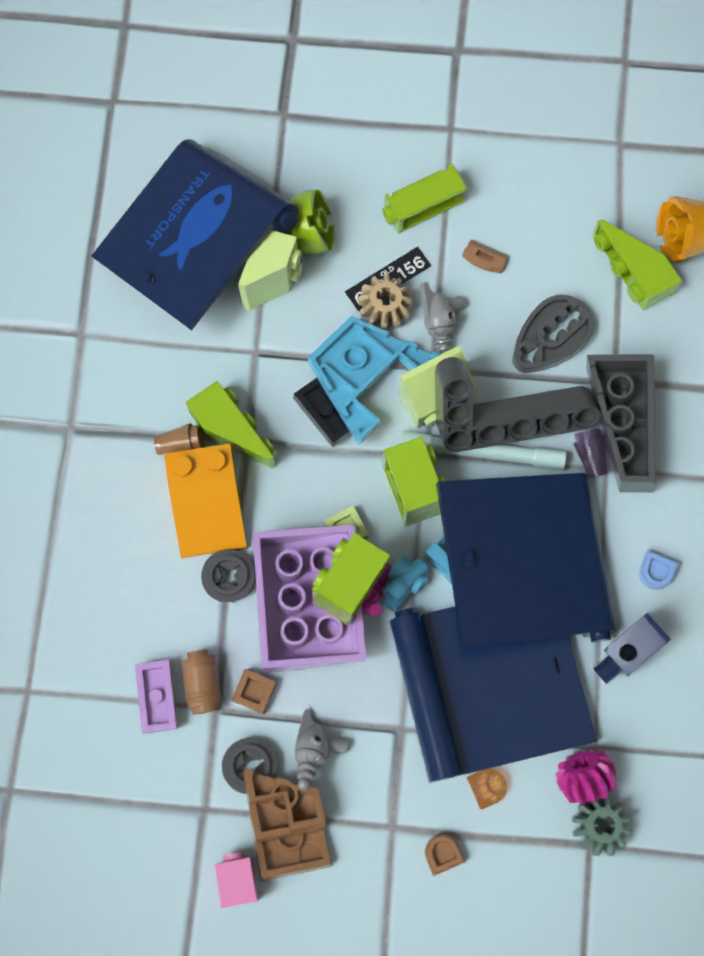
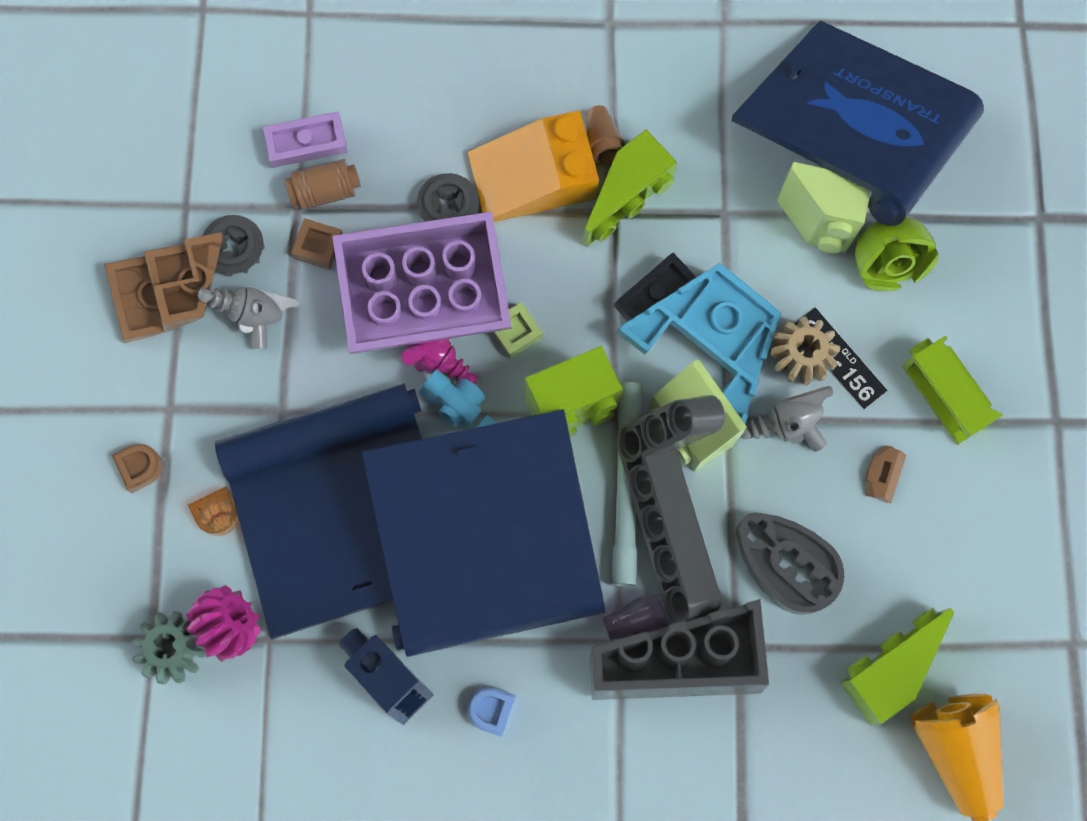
camera: 80 degrees right, 0 degrees up
(236, 880) = (103, 239): bright pink brick -> none
(350, 579) = (433, 312): lime brick -> none

